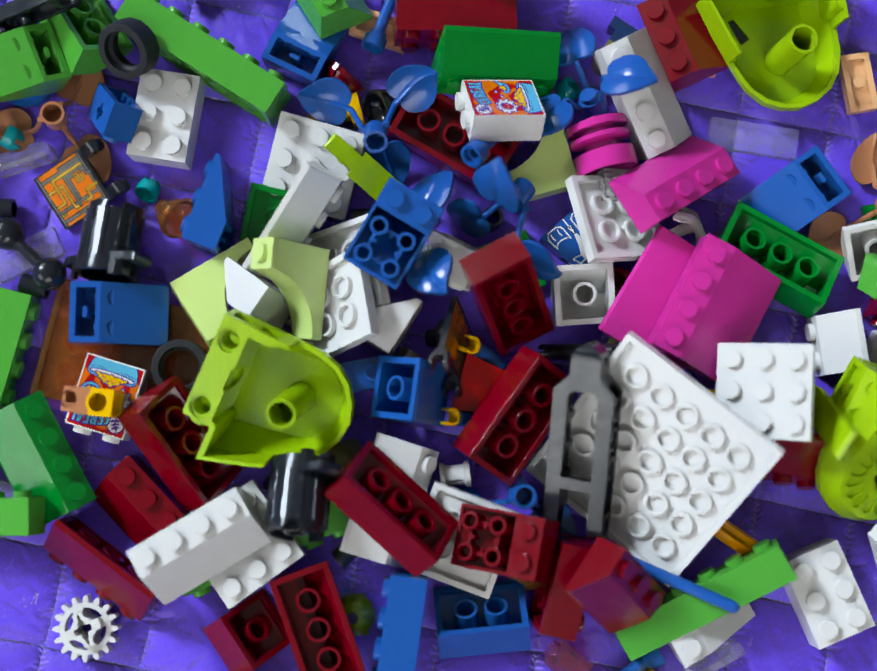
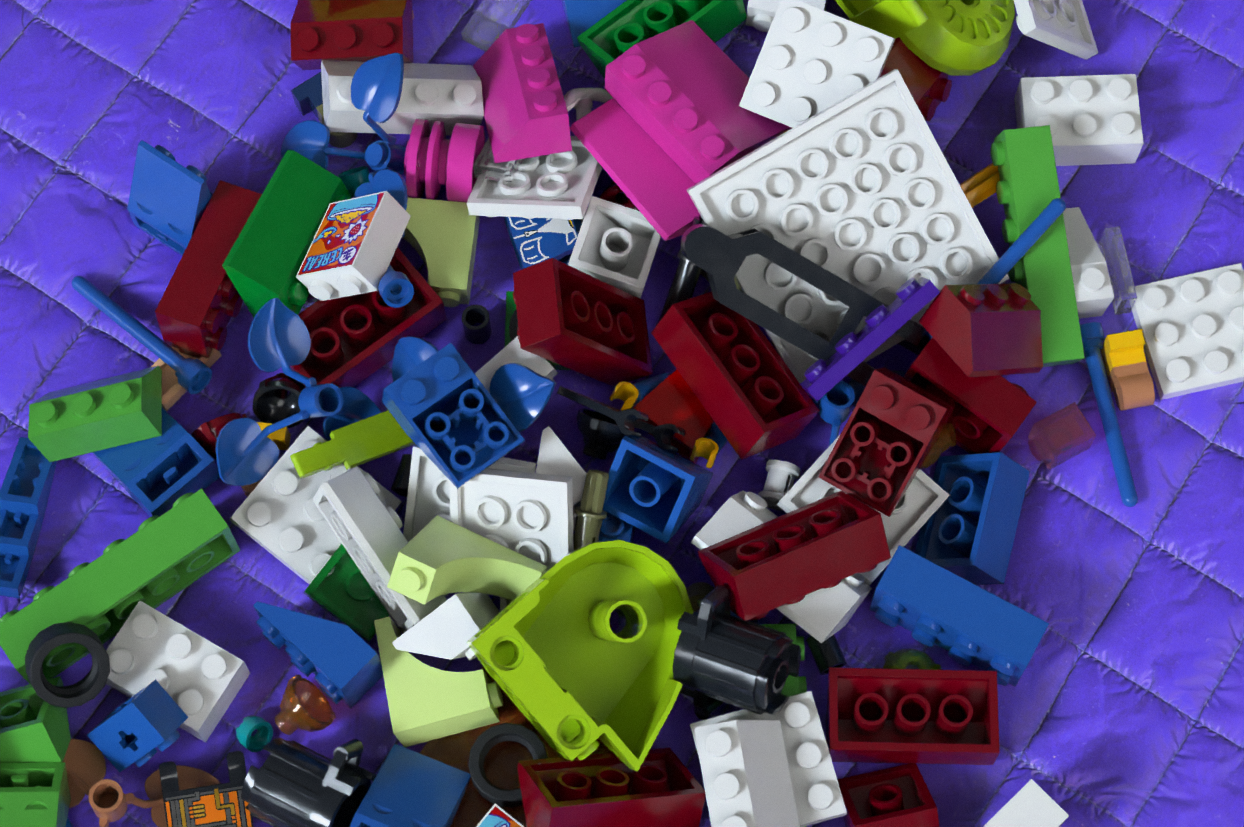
camera: 65 degrees left, 15 degrees down
(368, 355) = (591, 511): none -> olive axle
(497, 185) = (459, 270): blue plant -> none
(577, 508) = (880, 326): none -> dark purple plate

